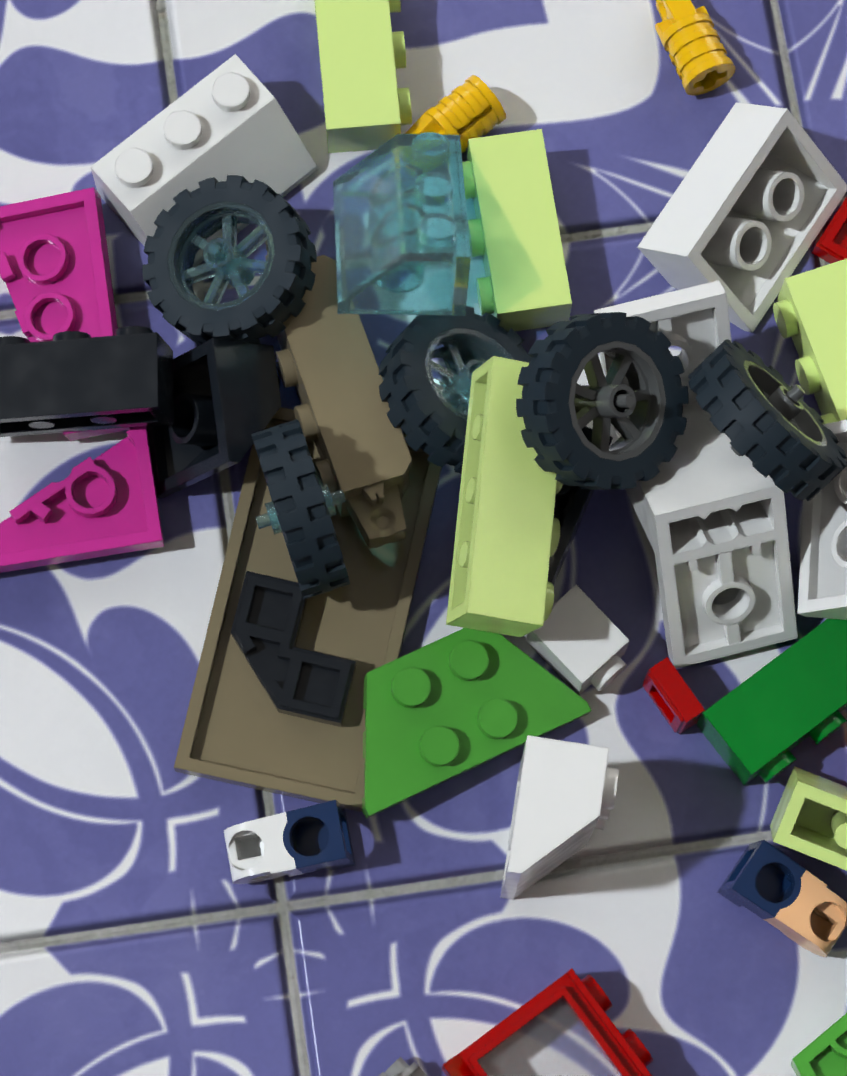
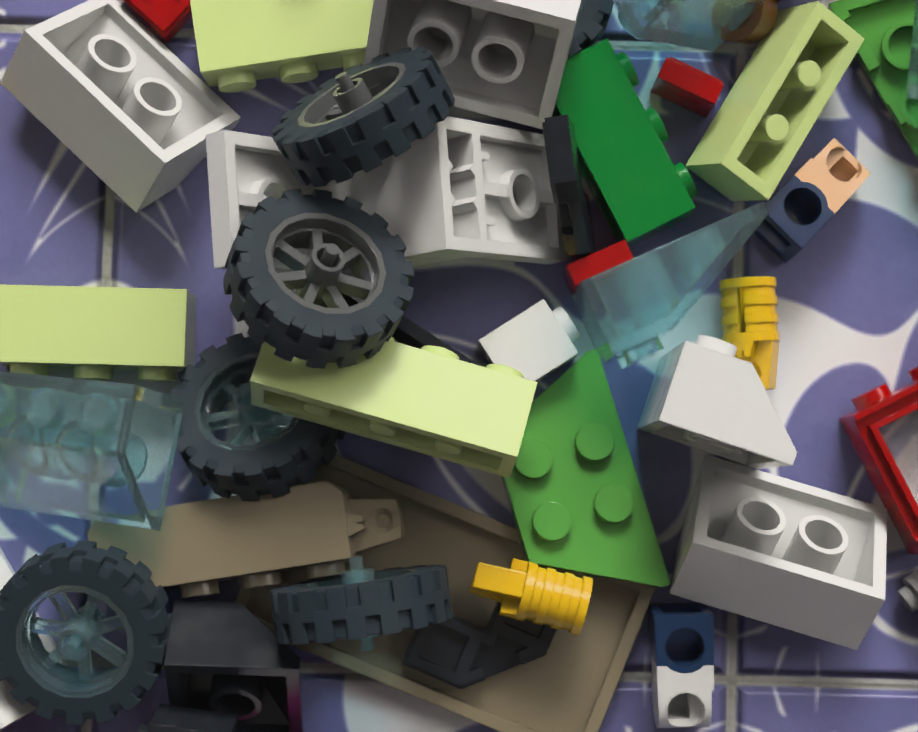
camera: 80 degrees left, 10 degrees up
(337, 680) = (535, 593): none -> yellow hinge
(420, 925) = (782, 553): none -> white slope
(638, 860) = (751, 323): none -> yellow hinge
(667, 753) = (649, 295): none -> clear light blue slope
(747, 635) = (567, 187): none -> black tile

